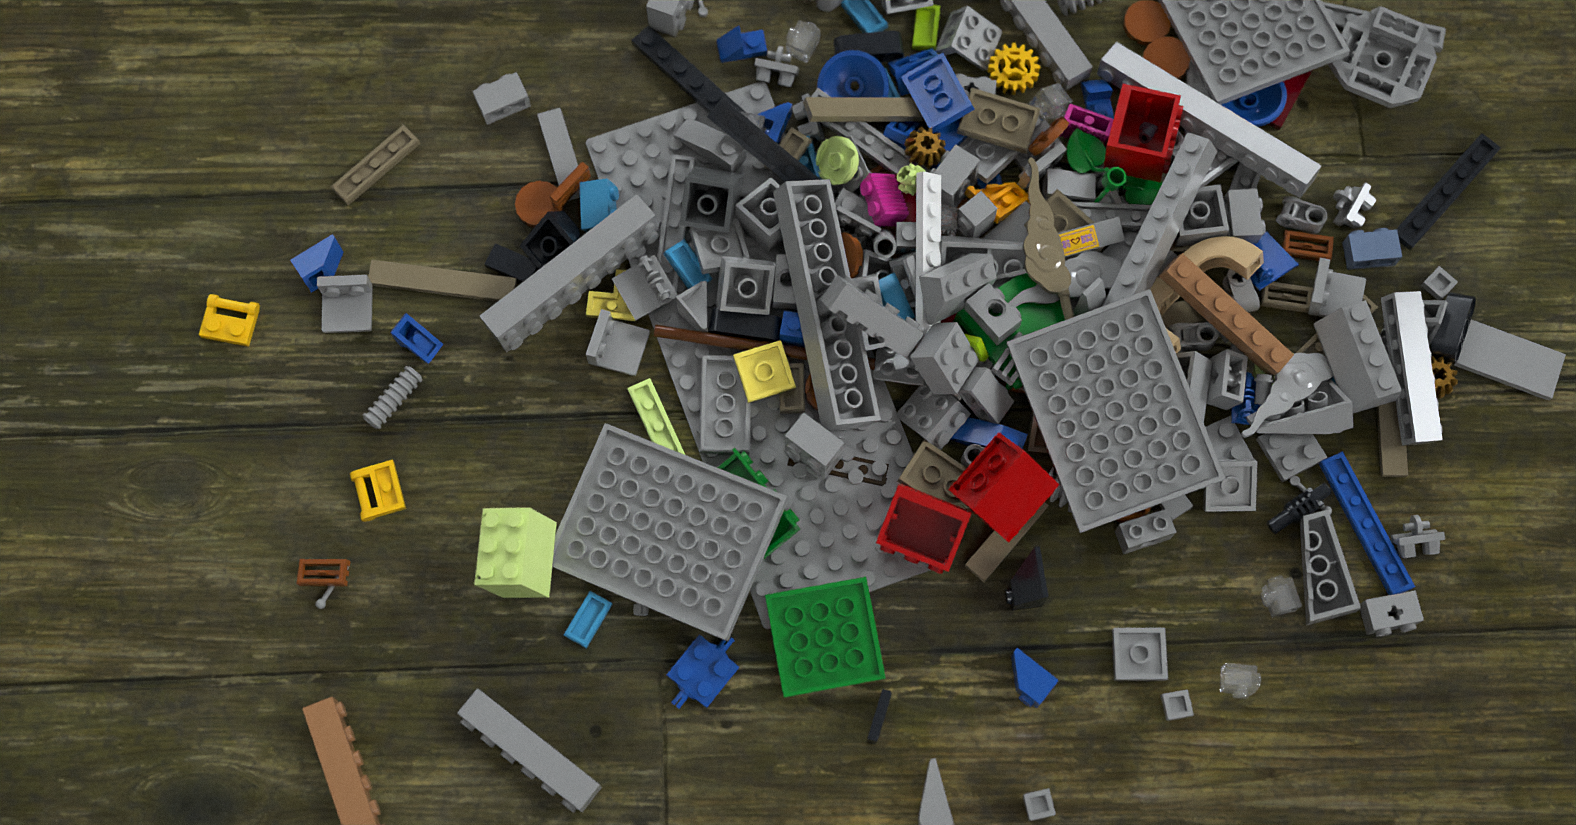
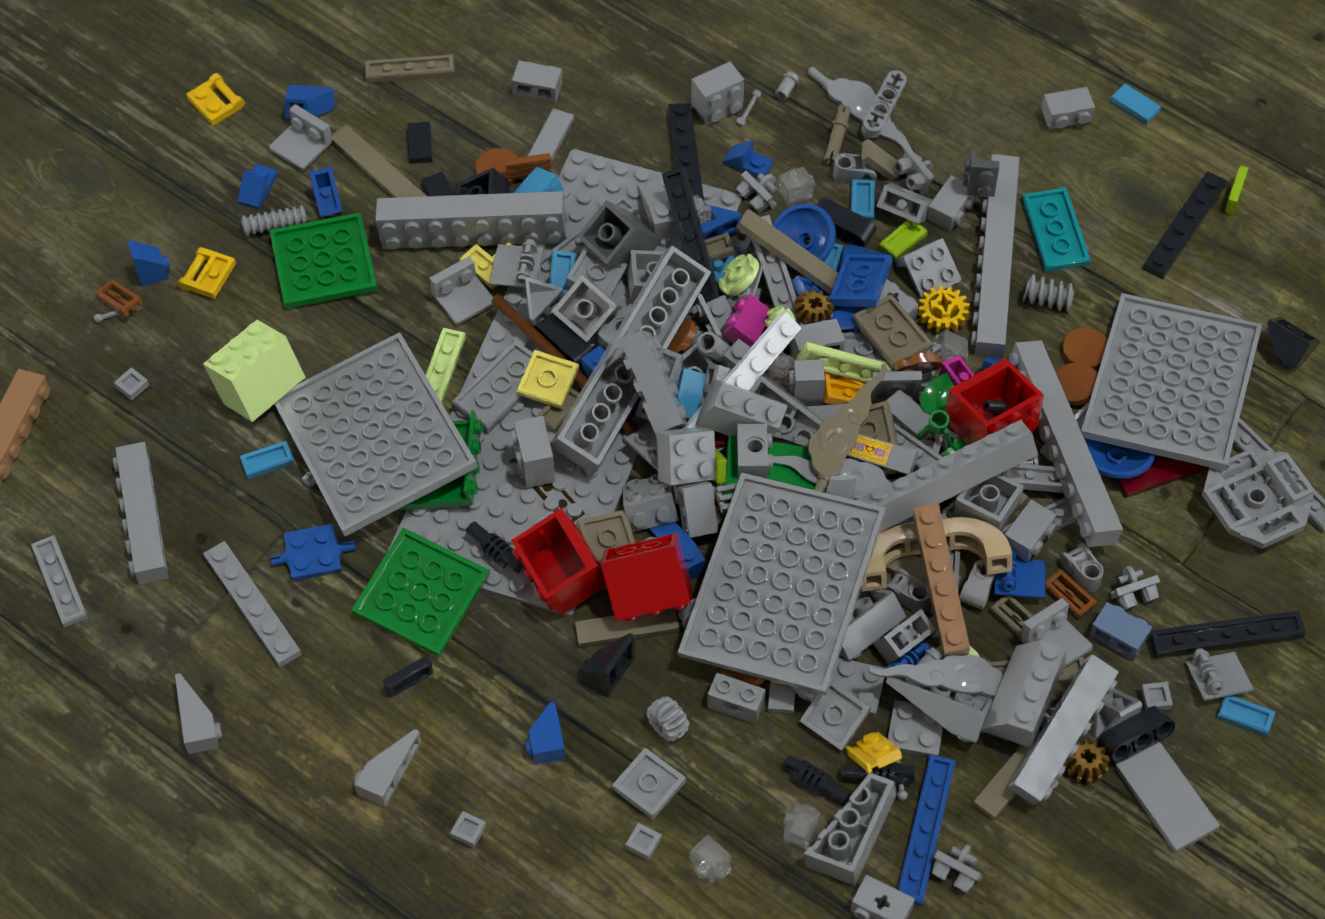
camera: 40 degrees right, 15 degrees down
(322, 521) = (149, 263): none -> blue slope
(345, 376) = (256, 186): none -> blue slope
(409, 642) = (131, 383): none -> light grey plate
(449, 229) = (420, 142): none -> black tile
(469, 402) = (323, 260): none -> green plate
(693, 754) = (252, 604): none -> light grey plate
(850, 552) = (494, 547): none -> black hinge
(988, 178) = (841, 362): none -> yellowish green tile
(1112, 591) = (667, 719): none -> light grey gear
(1257, 550) = (815, 779): none -> black hinge
(1285, 494) = (873, 751): none -> yellow plate
(1468, 231) = (1218, 674): none -> light grey hinge
(1509, 248) = (1246, 715): none -> dark azure tile

